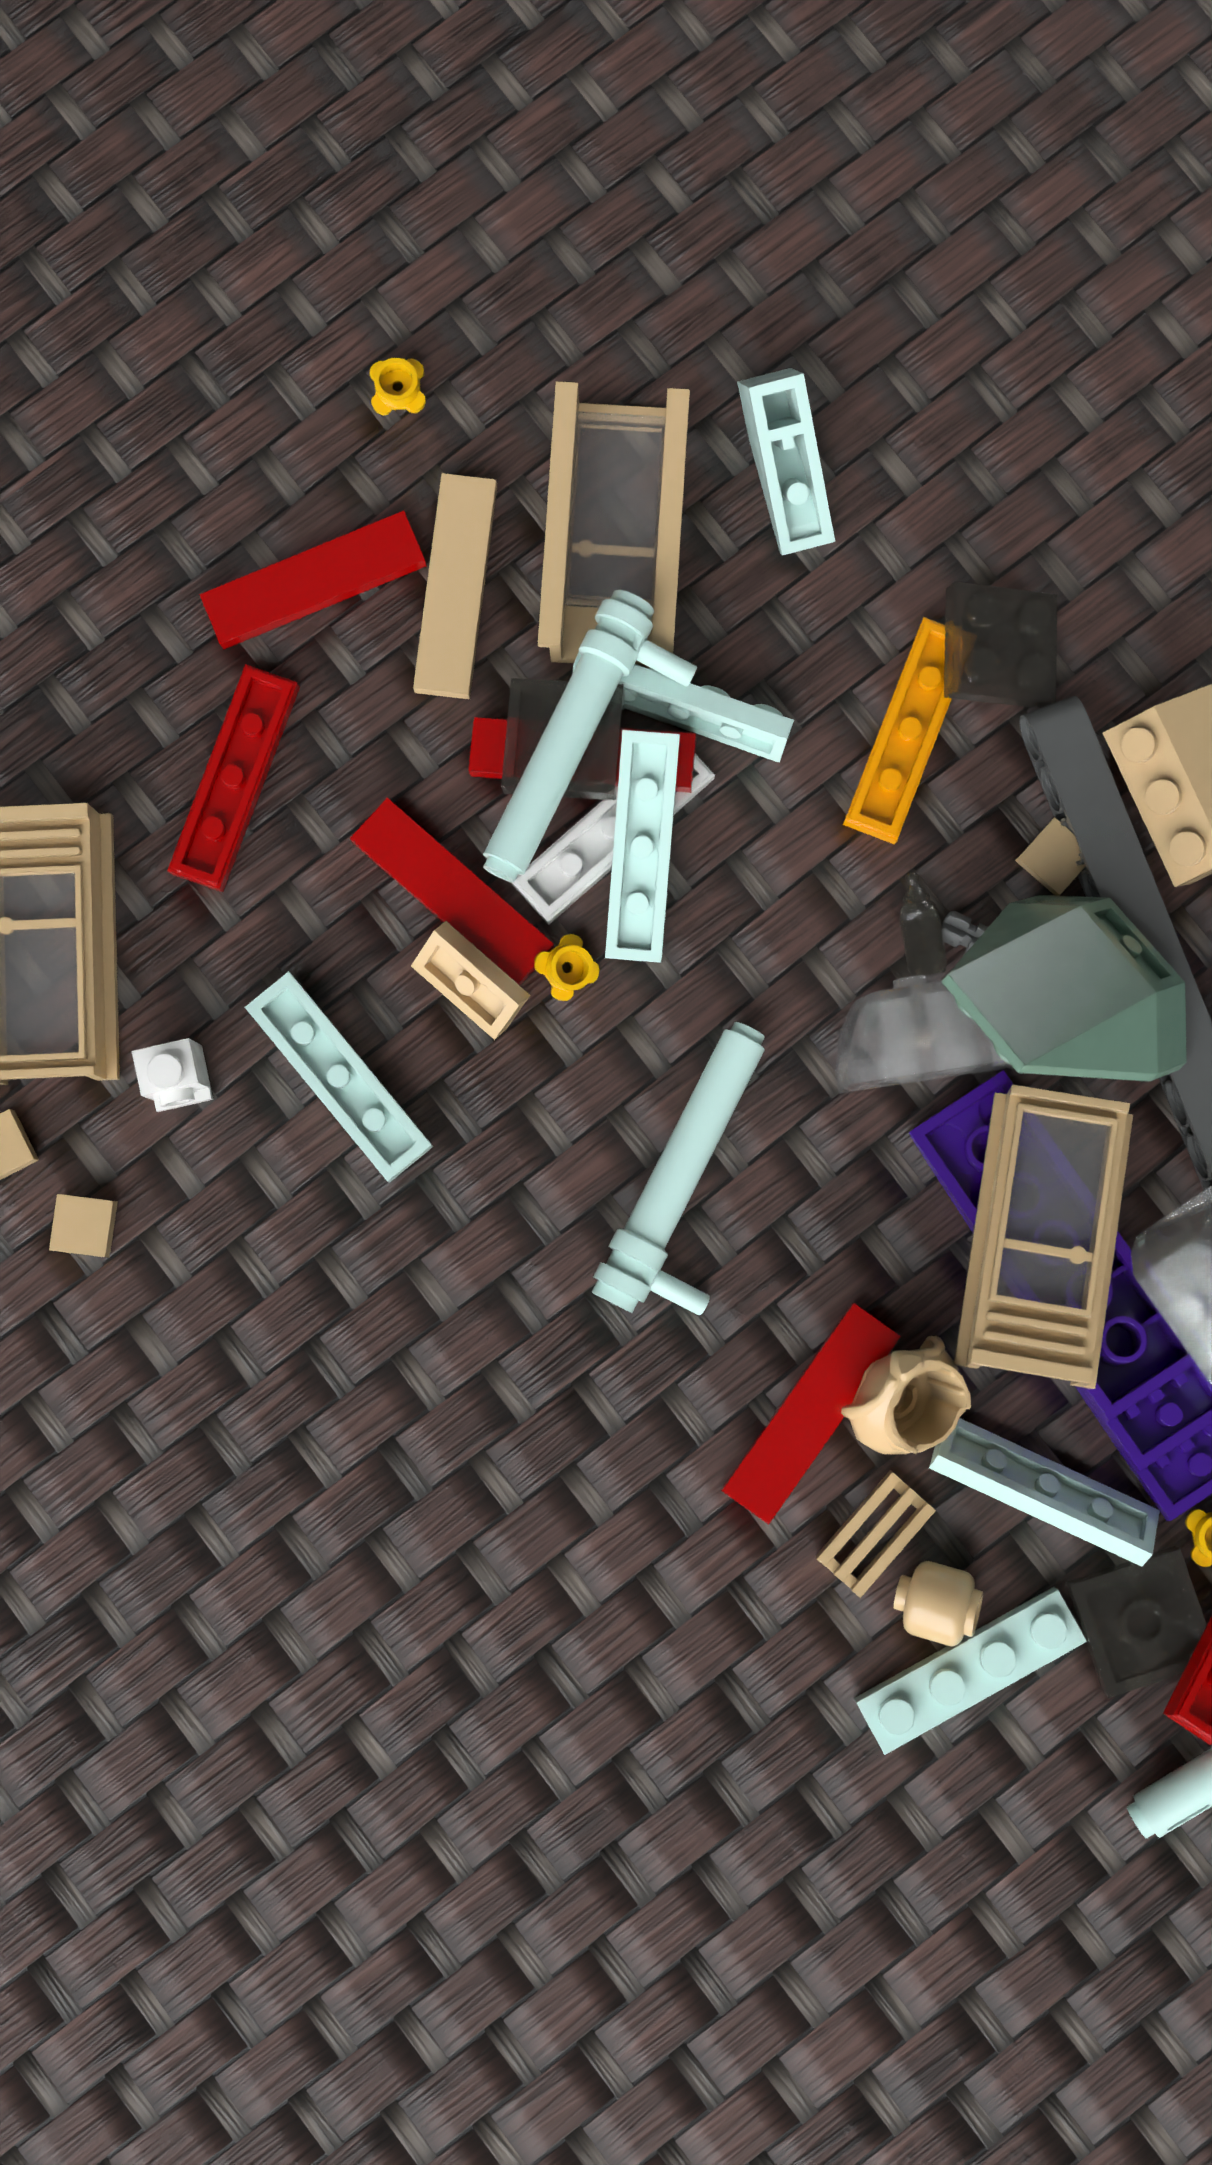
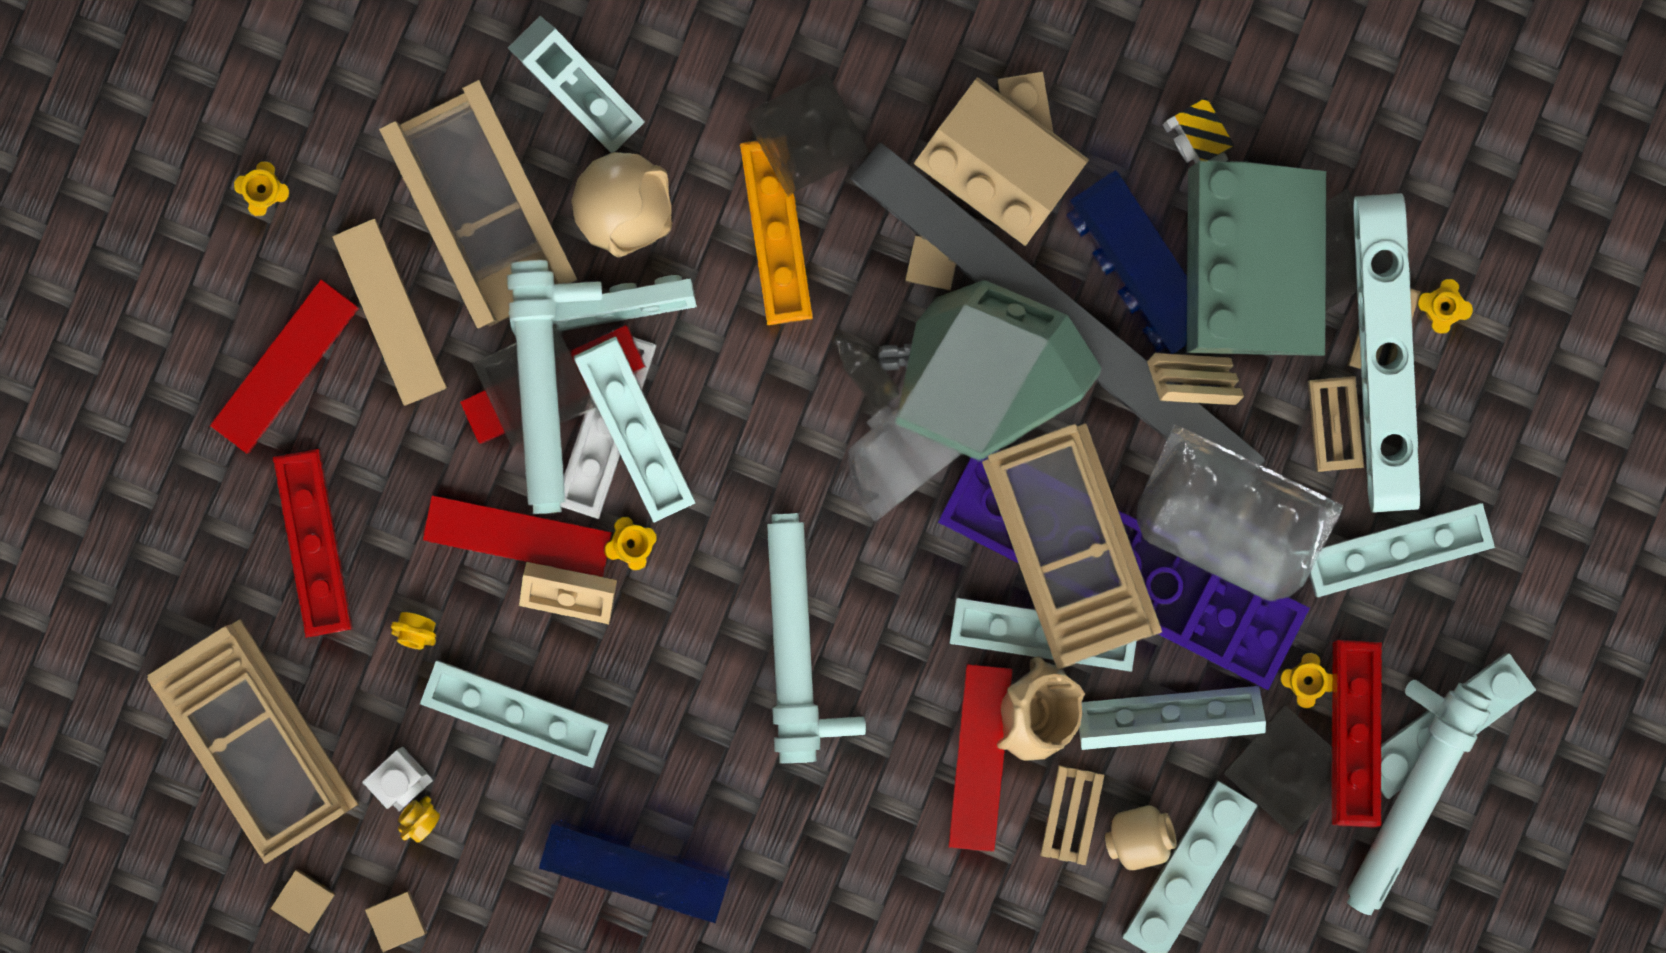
camera: 35 degrees left, 5 degrees up
(169, 1130) = (418, 819): none -> yellow plate
(284, 927) = (414, 630): none -> yellow plate
(367, 1318) = (634, 871): none -> clear blue brick
(767, 604) = (622, 203): none -> tan helmet
(935, 1305) = (1018, 632): none -> light aqua plate

